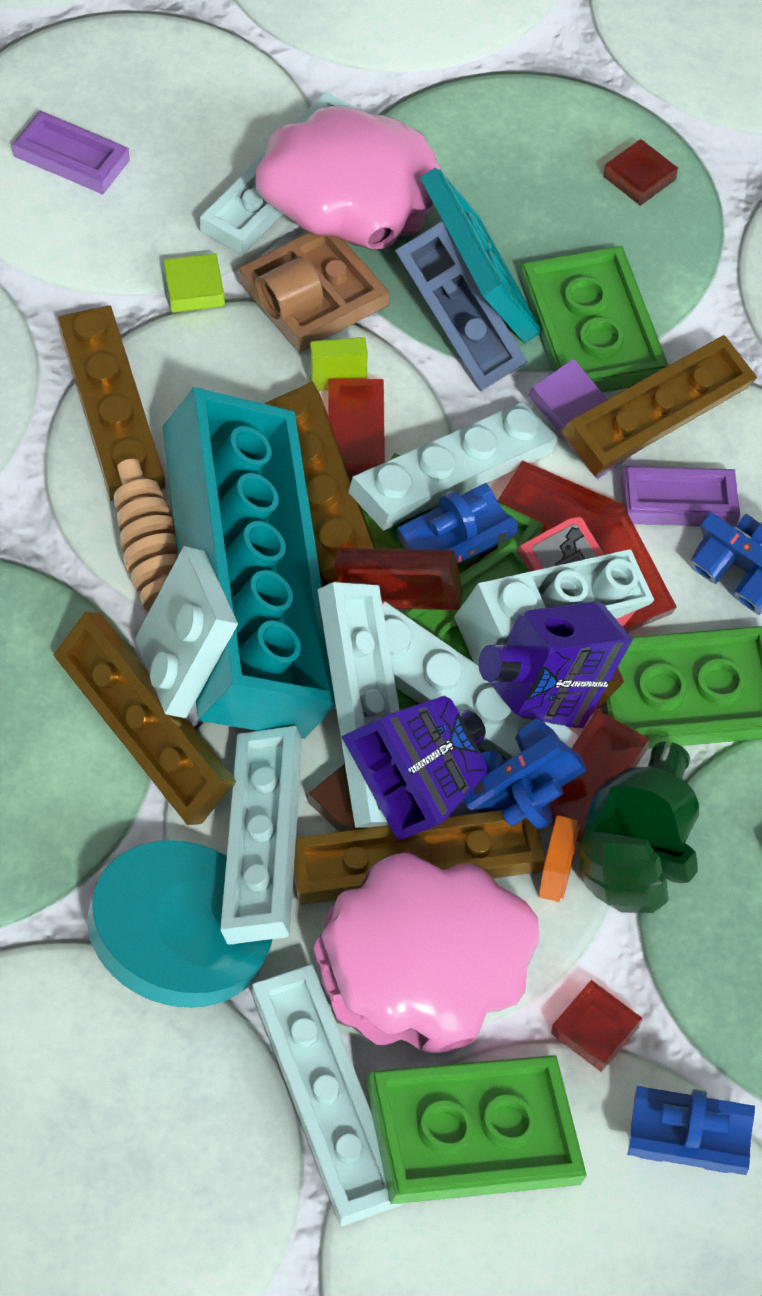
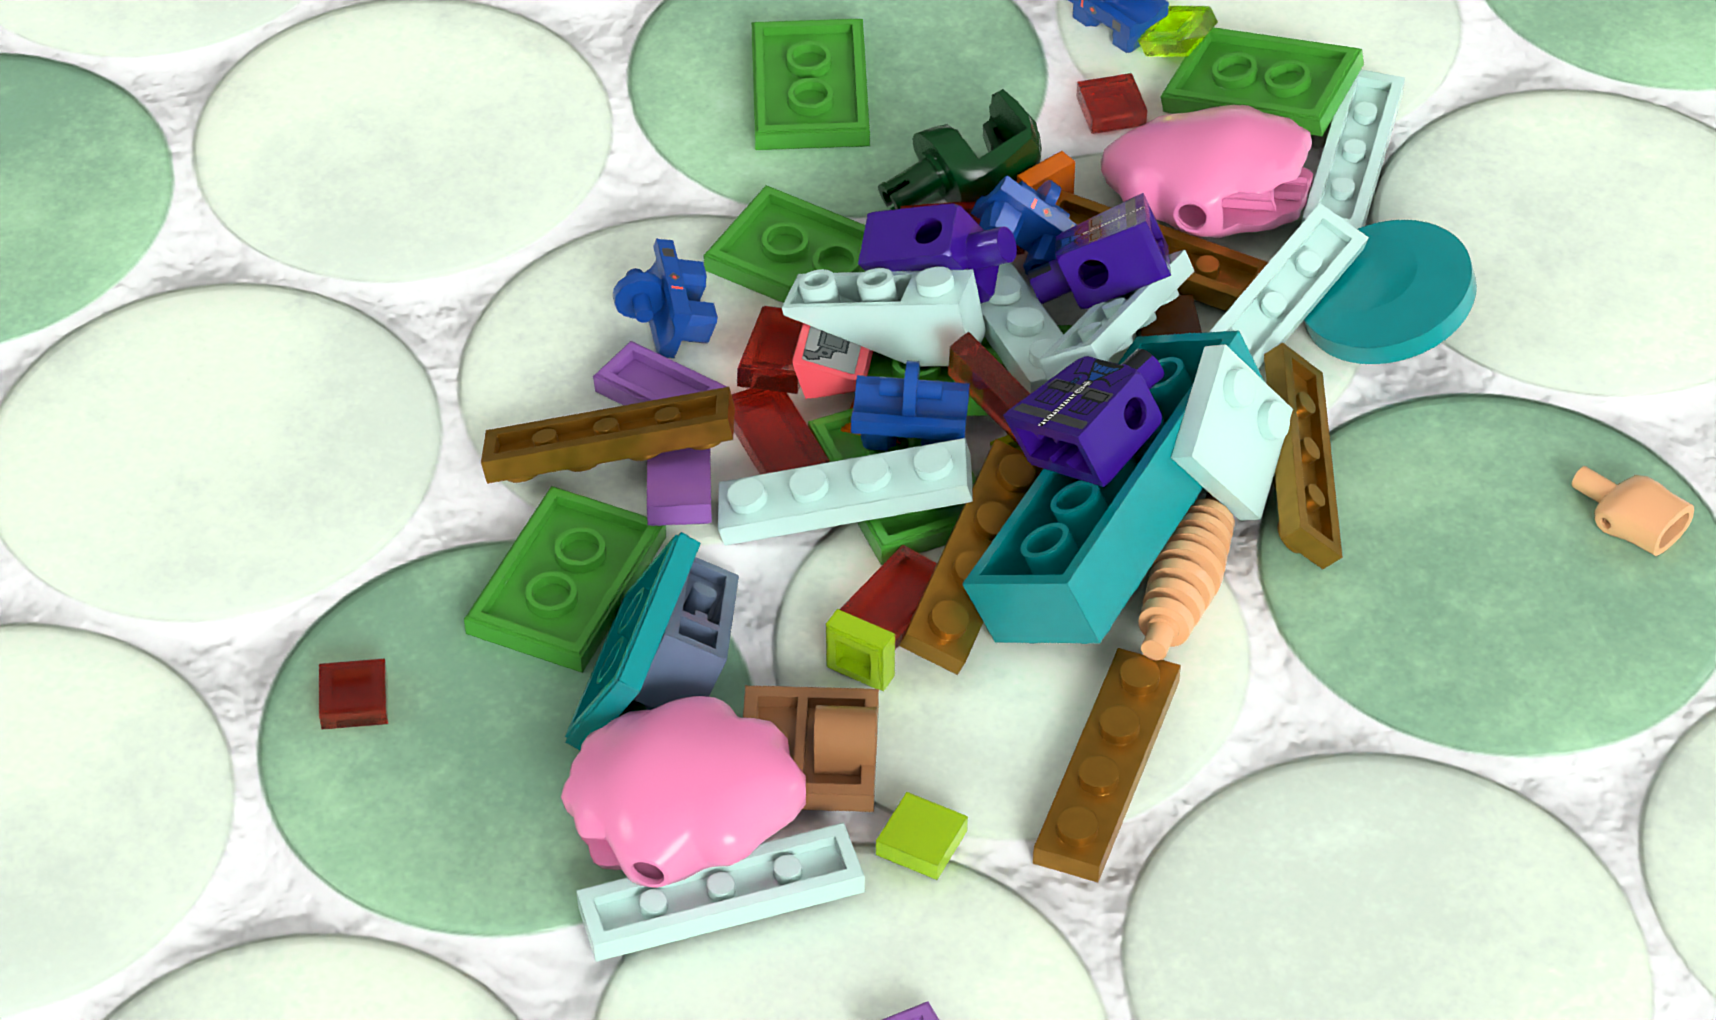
camera: 140 degrees left, 10 degrees down
(288, 539) = (1089, 417): none -> dark purple torso
(601, 1148) = (1178, 32): none -> clear neon green tile

